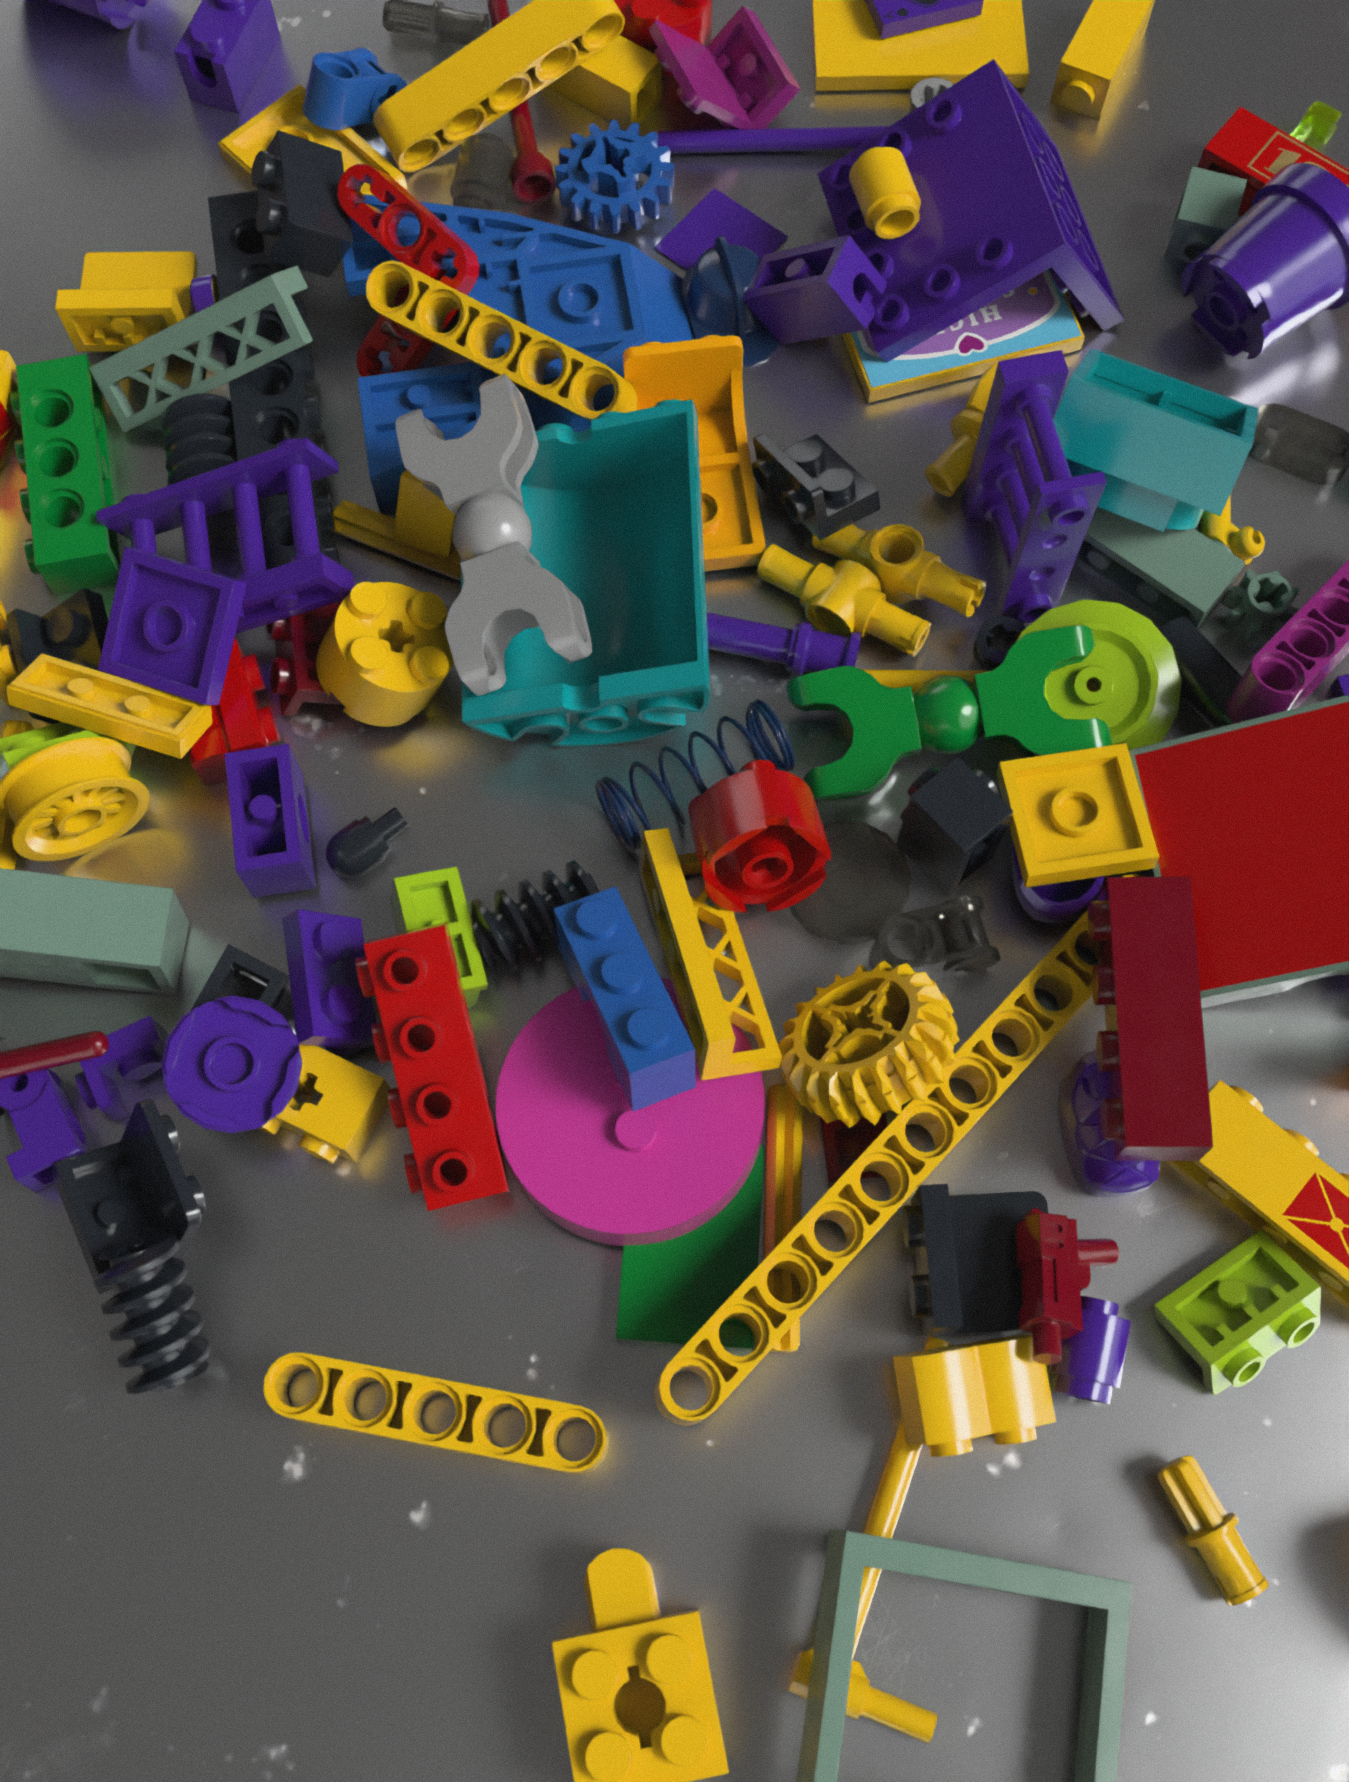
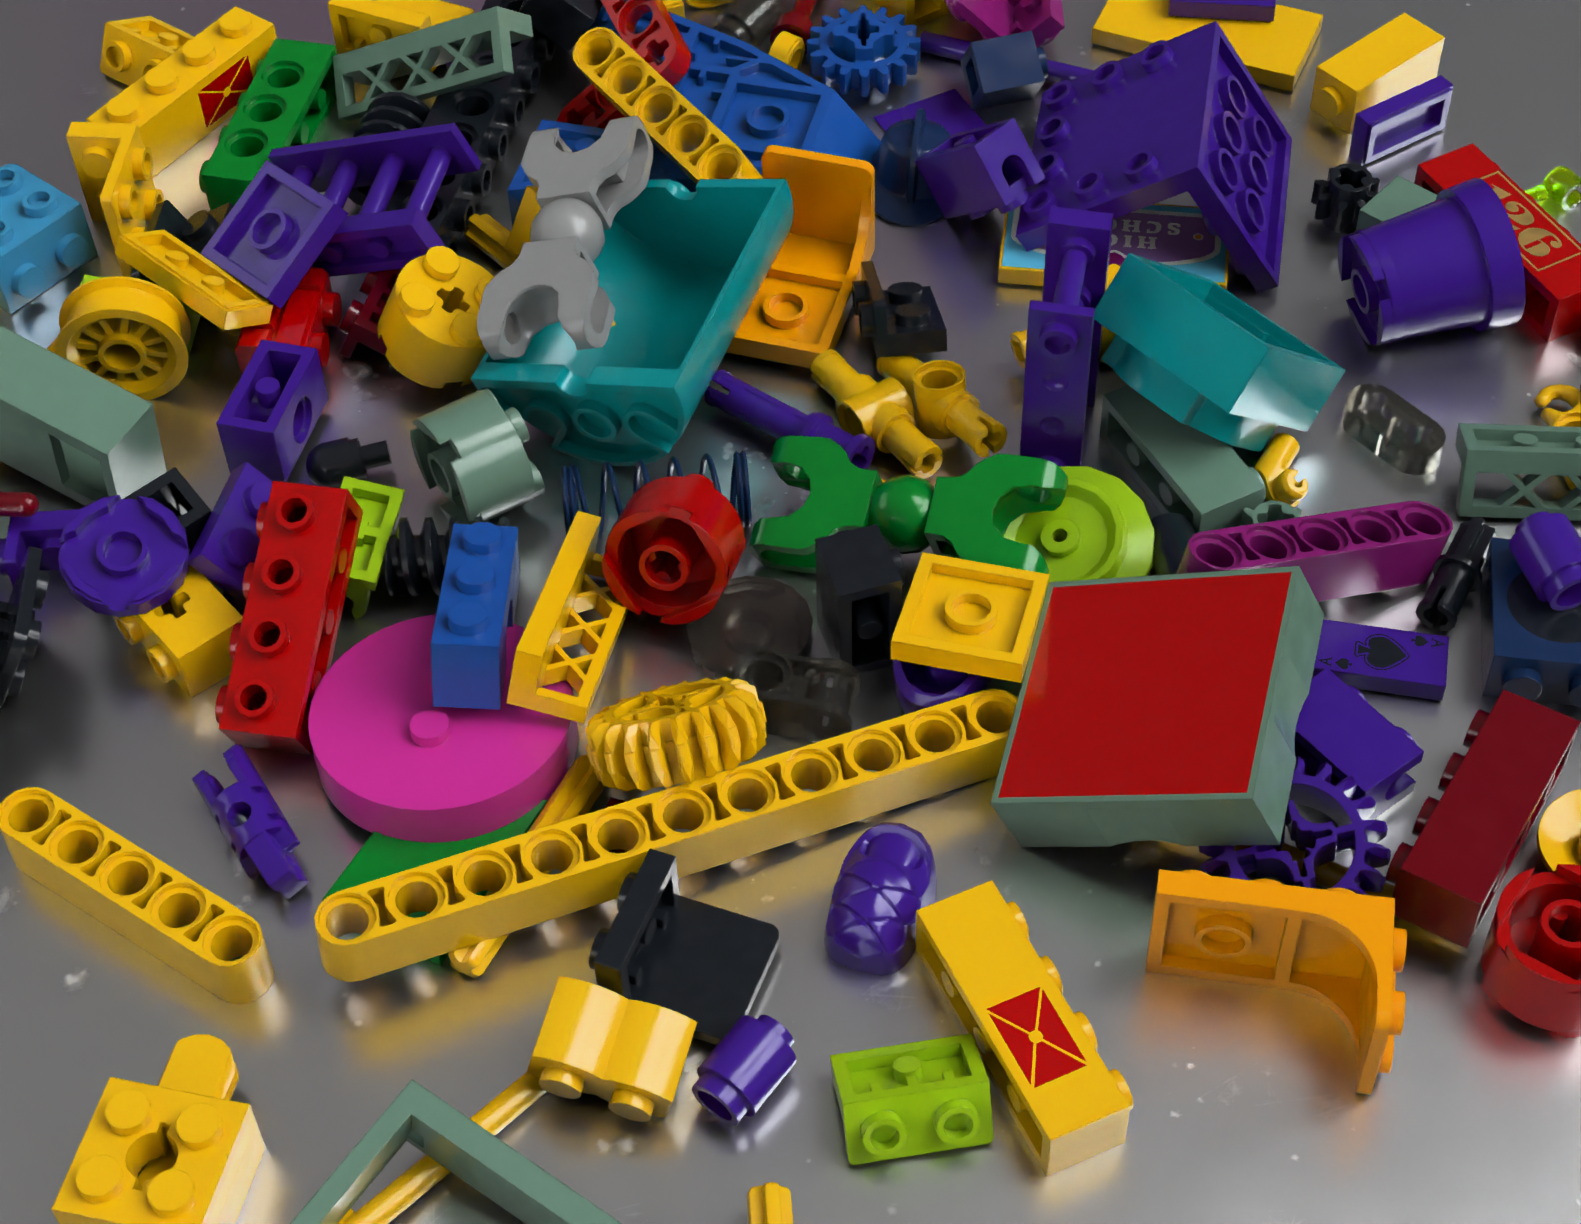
camera: 25 degrees right, 20 degrees down
(509, 805) = (476, 457): none -> sand green brick
(535, 1300) = (253, 824): none -> dark purple hinge
(544, 202) = (788, 49): none -> yellow tile
(766, 158) = (1004, 70): none -> dark blue brick
(885, 192) = (1076, 104): yellow brick -> none
(1053, 1275) = (742, 972): dark red piece -> none
(1146, 201) = (1343, 196): none -> black gear
(1151, 95) = (1400, 120): none -> dark purple tile
(1151, 1020) = (933, 786): dark red brick -> none

